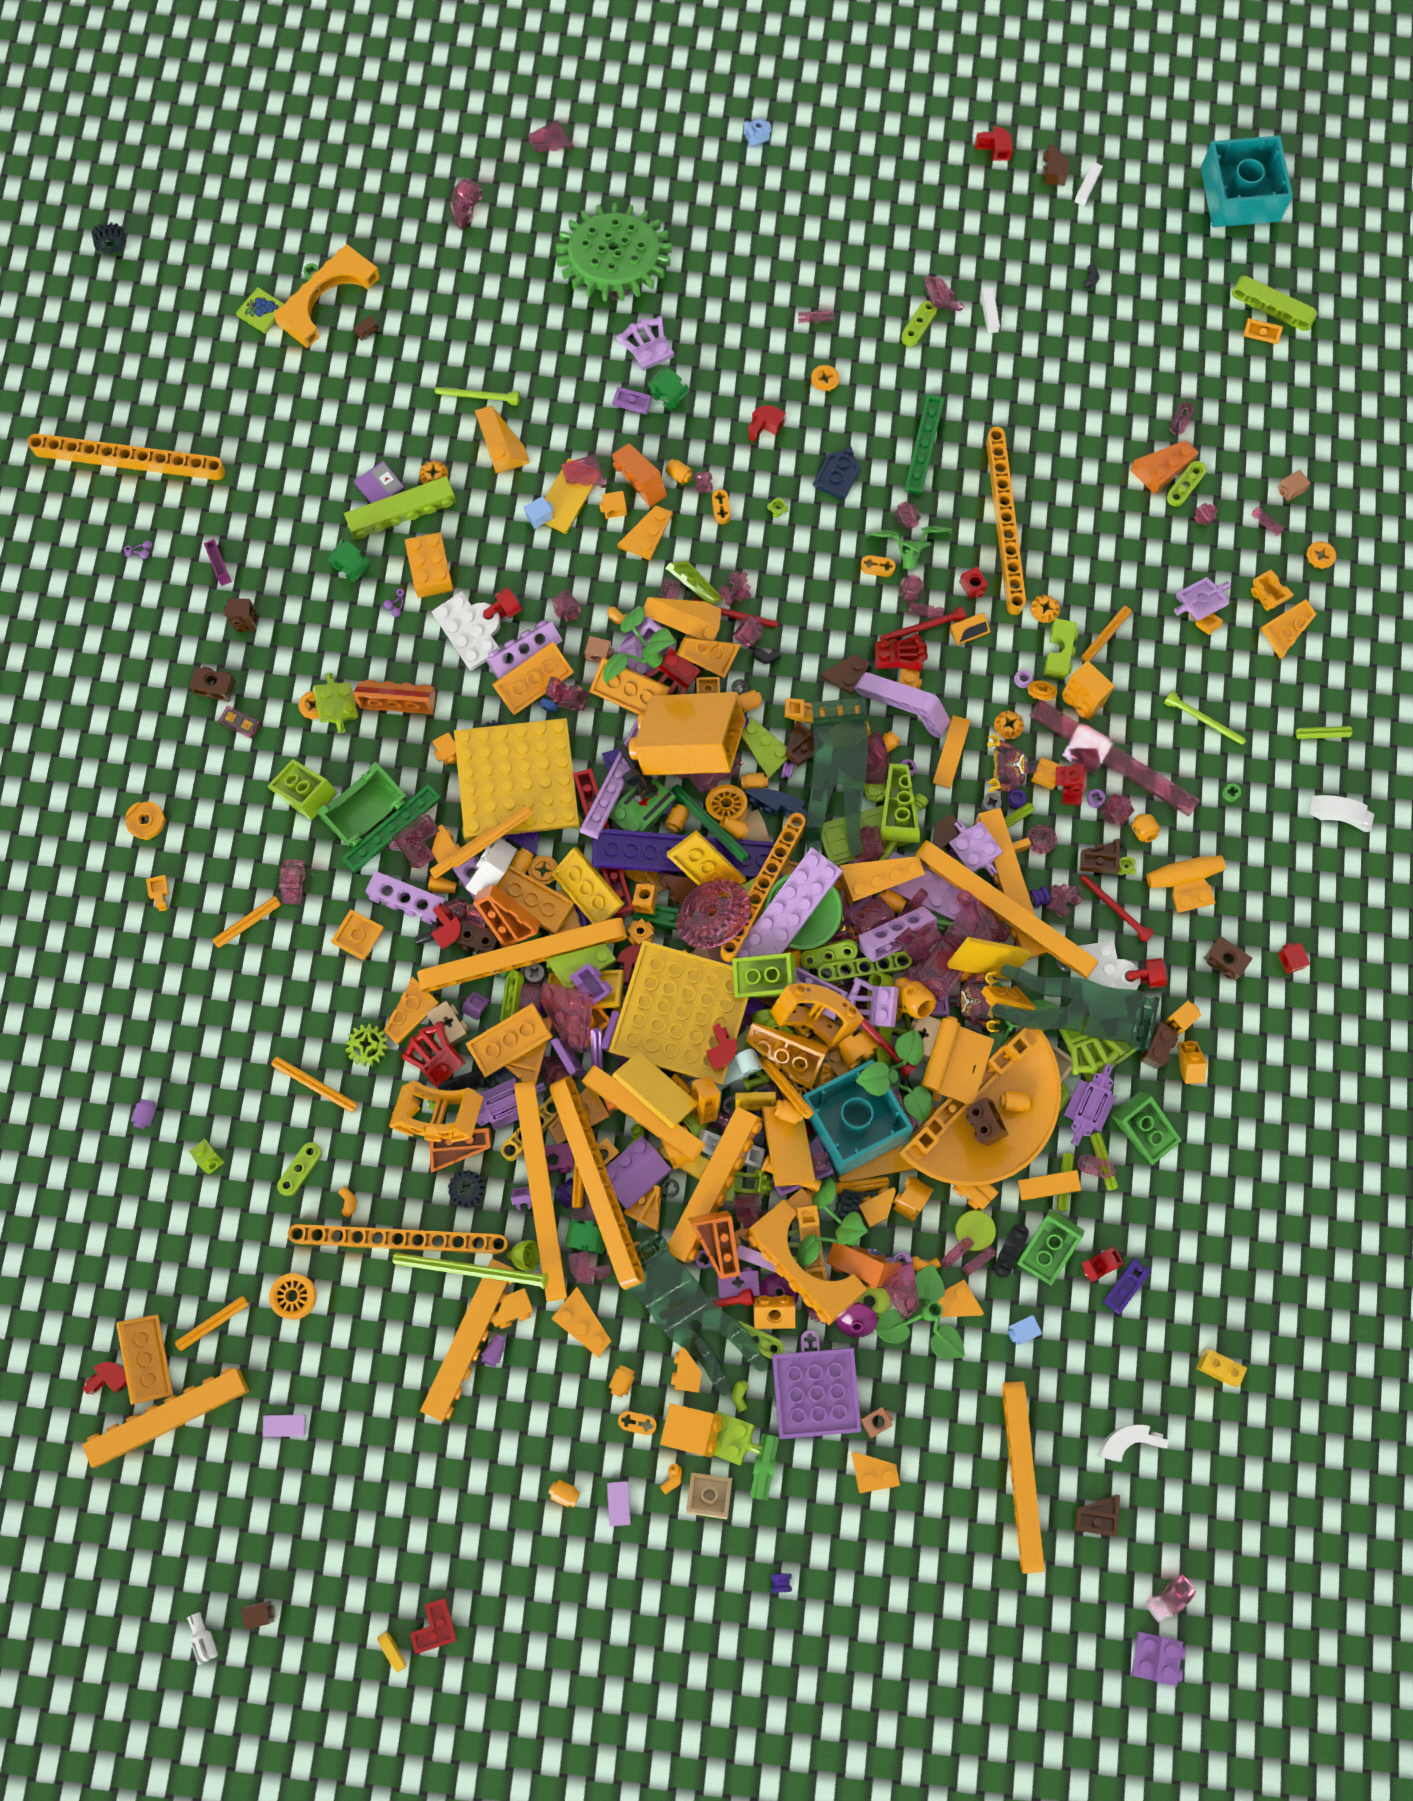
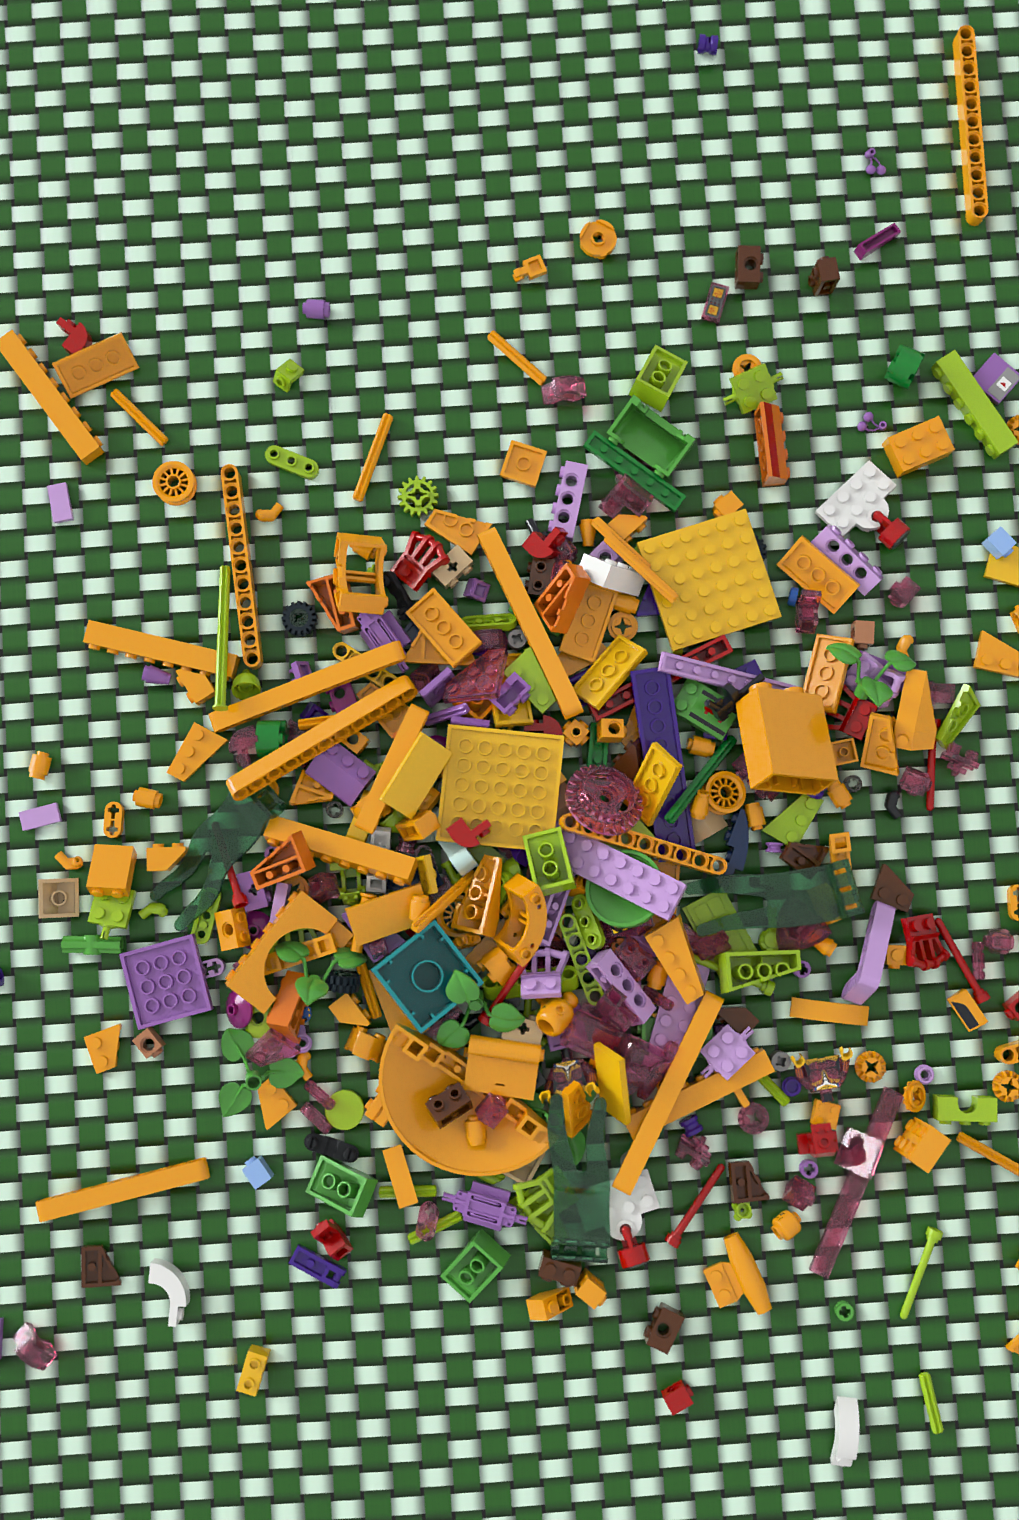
camera: 80 degrees right, 10 degrees up
(997, 1080) = (491, 1110): none -> clear pink brick

